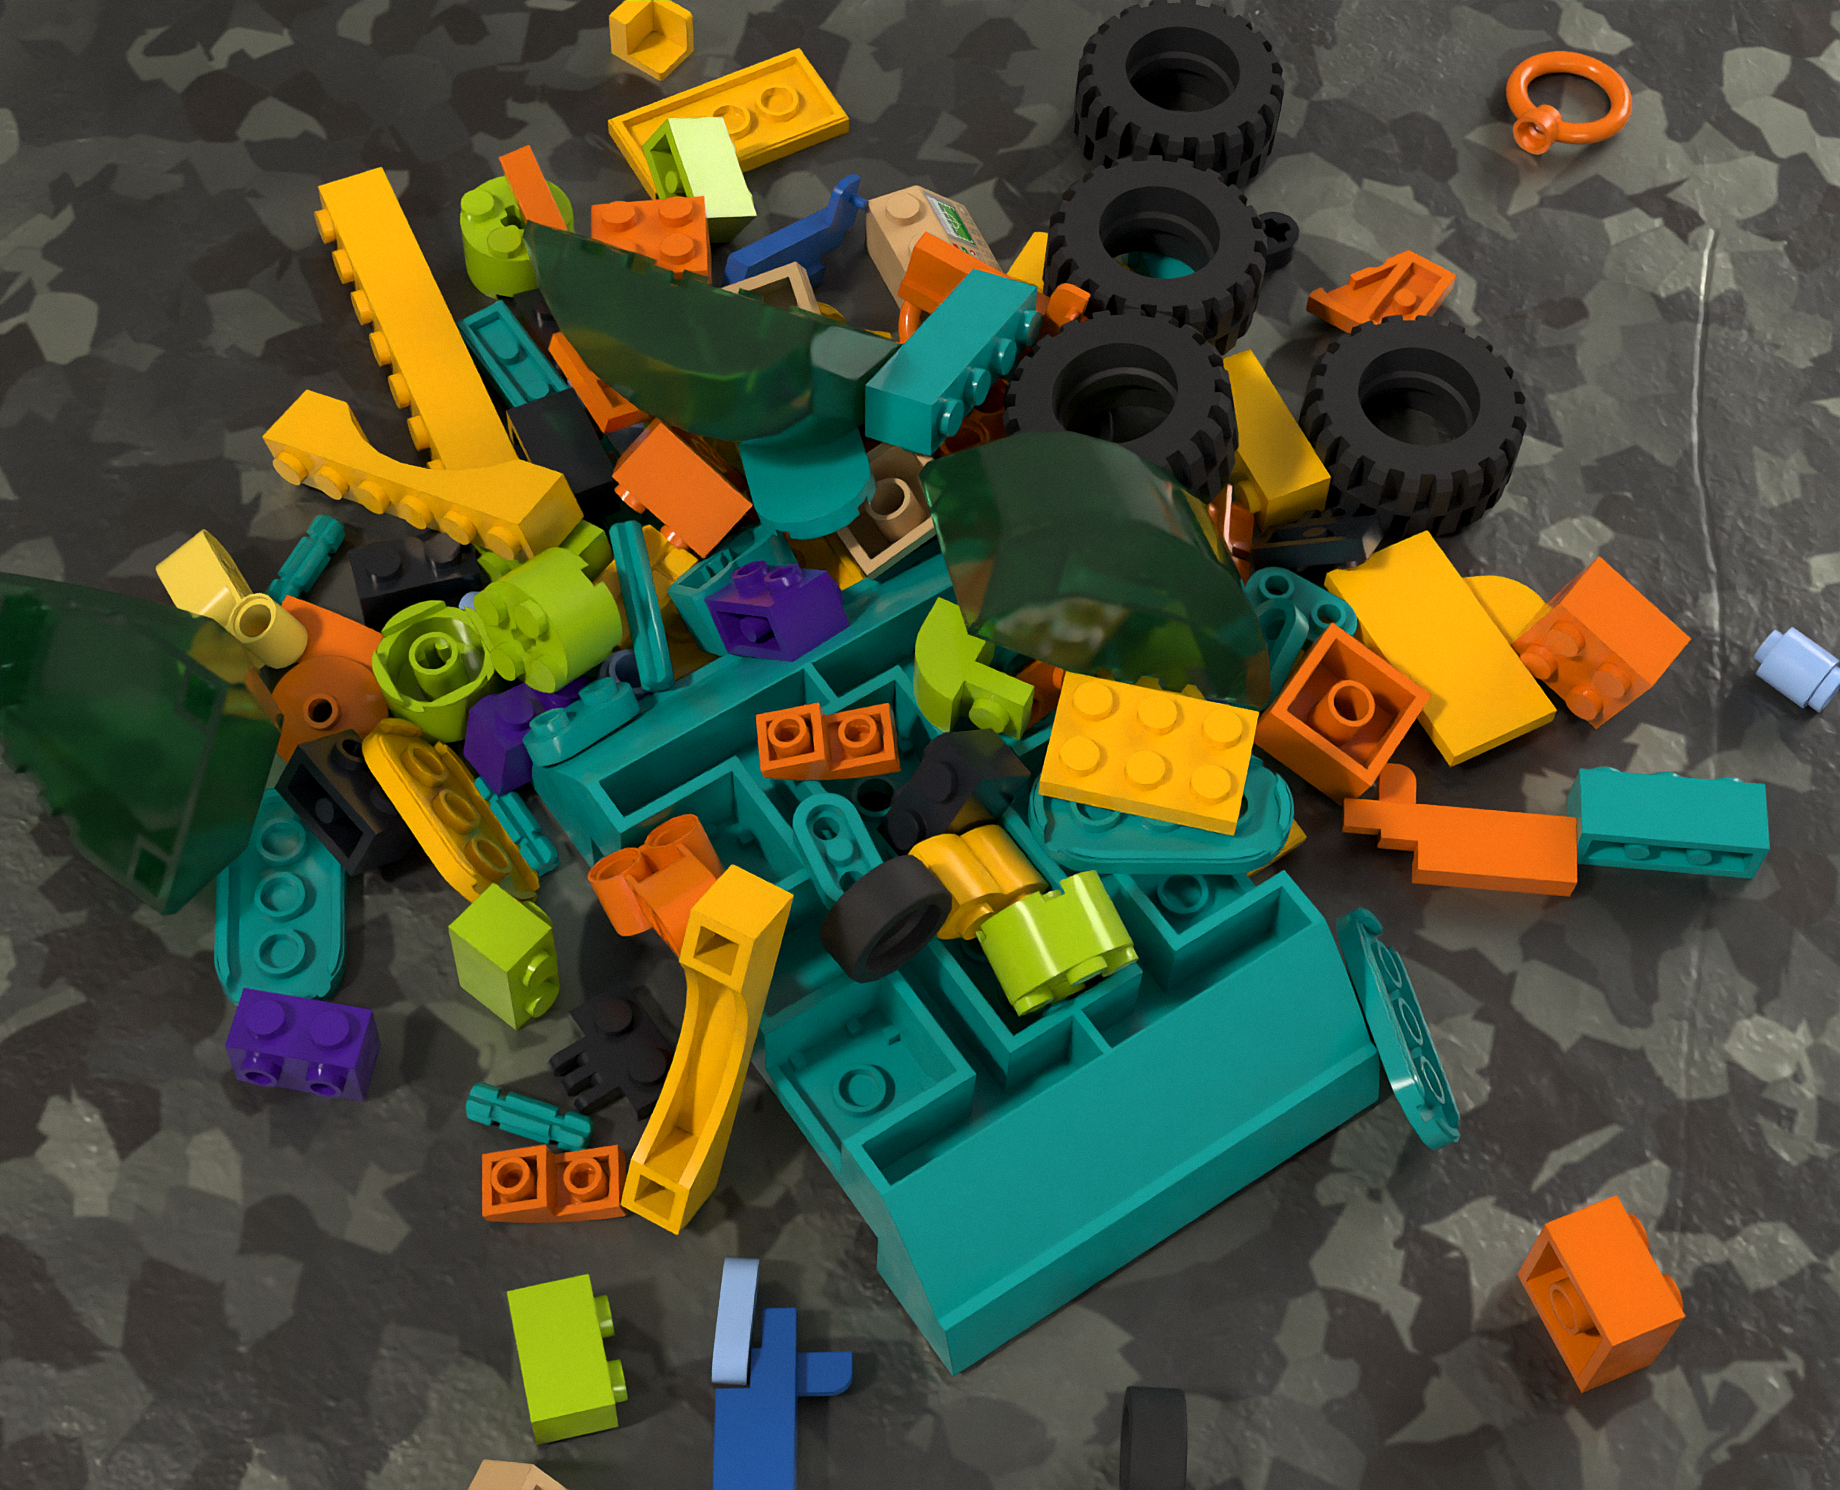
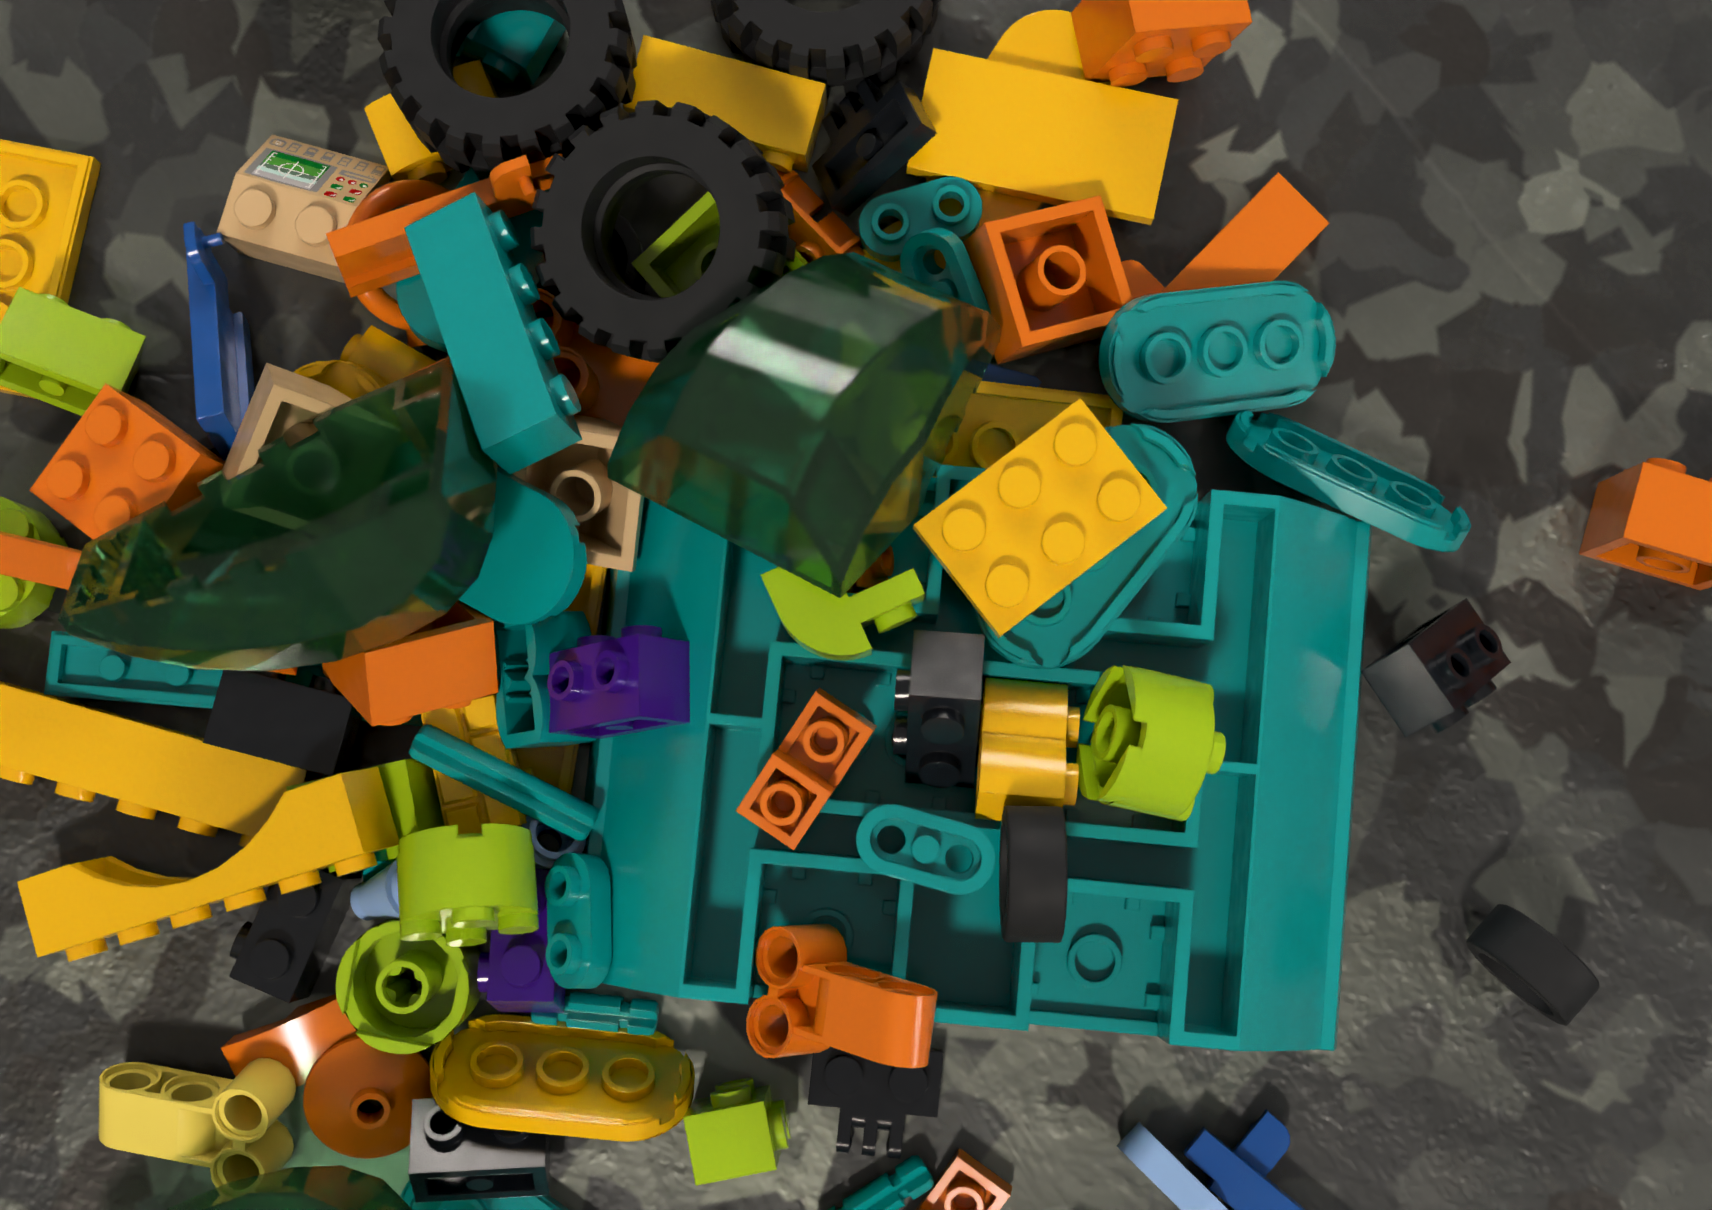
camera: 45 degrees left, 25 degrees up
(307, 559) = (193, 1001): teal axle -> none
(728, 974) = (1003, 1080): yellow arch -> none
(1317, 1196) = (1438, 670): none -> black brick
(1406, 866) = (1216, 351): none -> teal tile
(1669, 822) = (1333, 98): teal brick -> none

